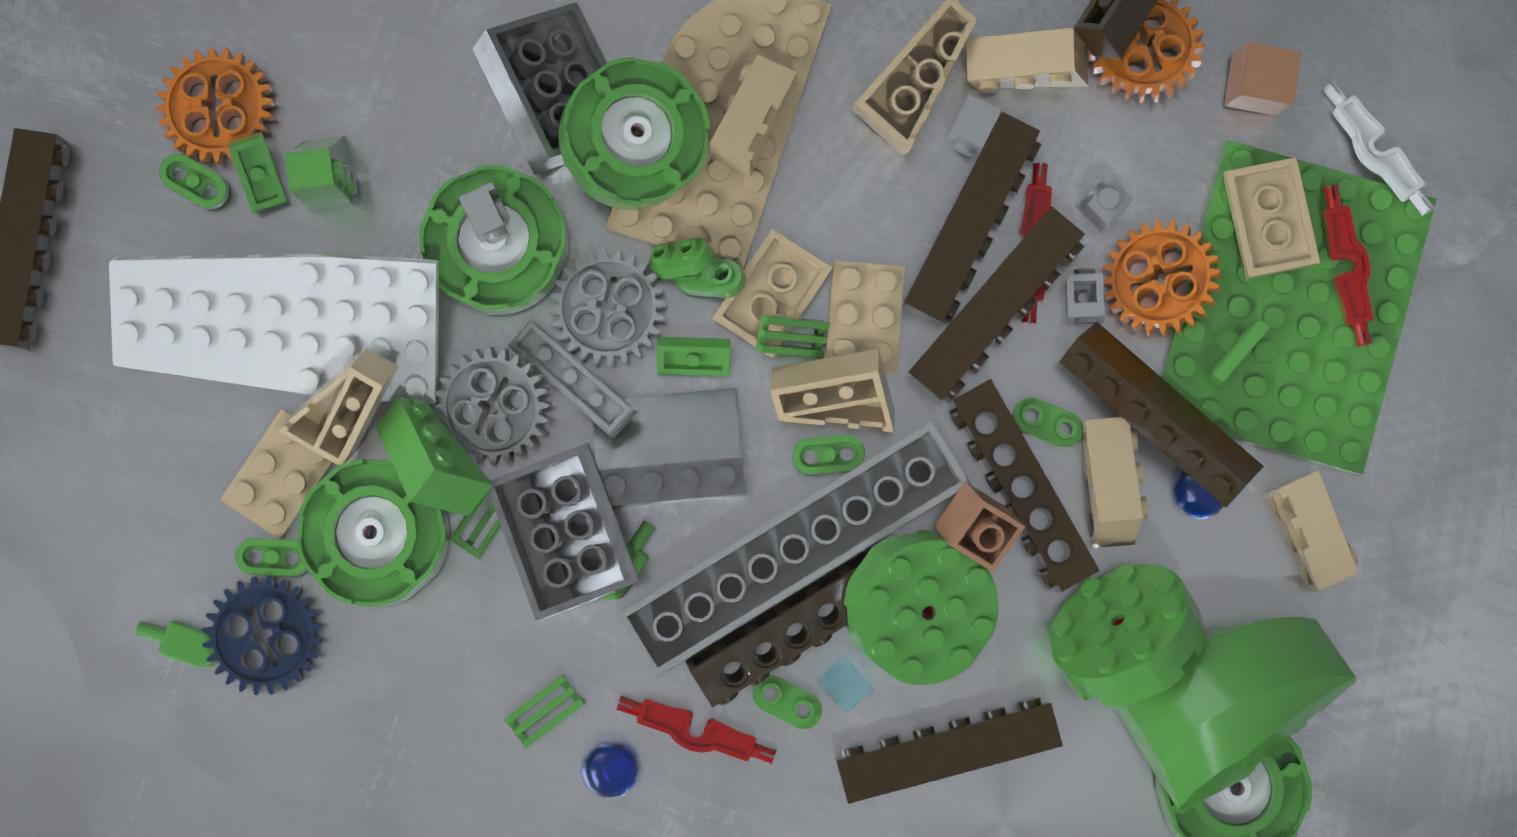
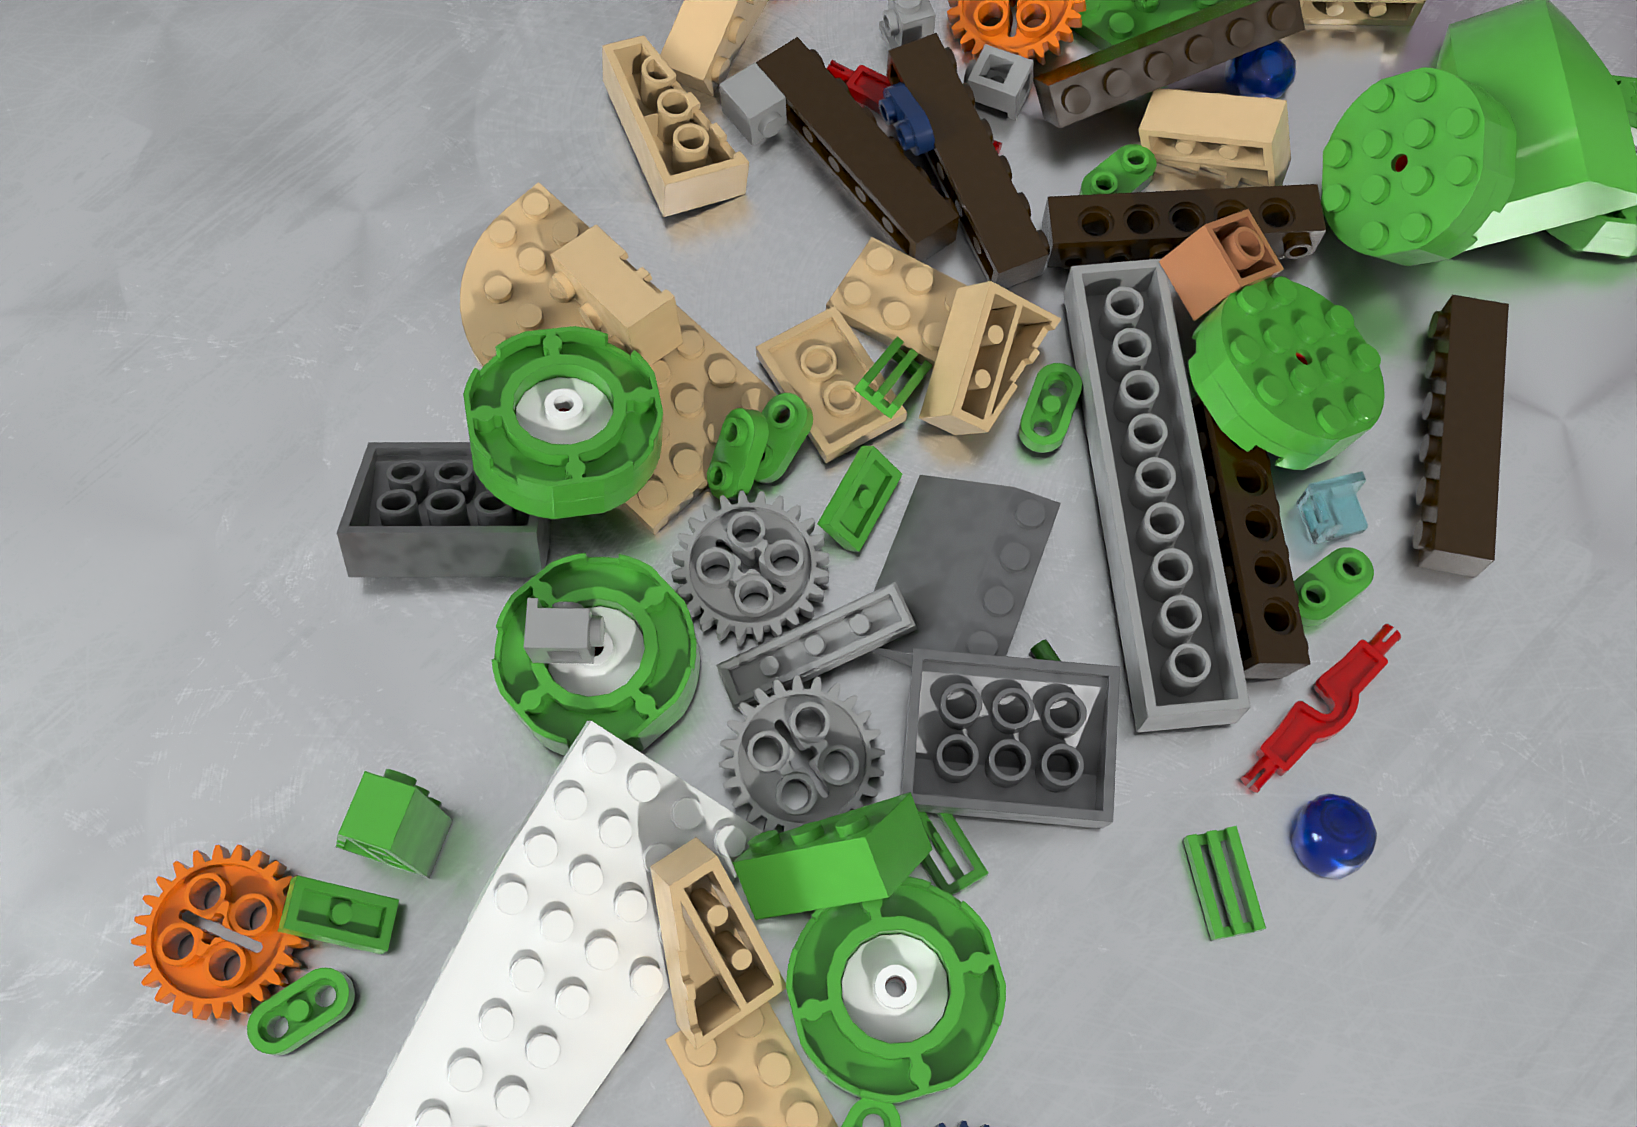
camera: 65 degrees left, 15 degrees down
(995, 255) = (908, 118): none -> dark blue plate

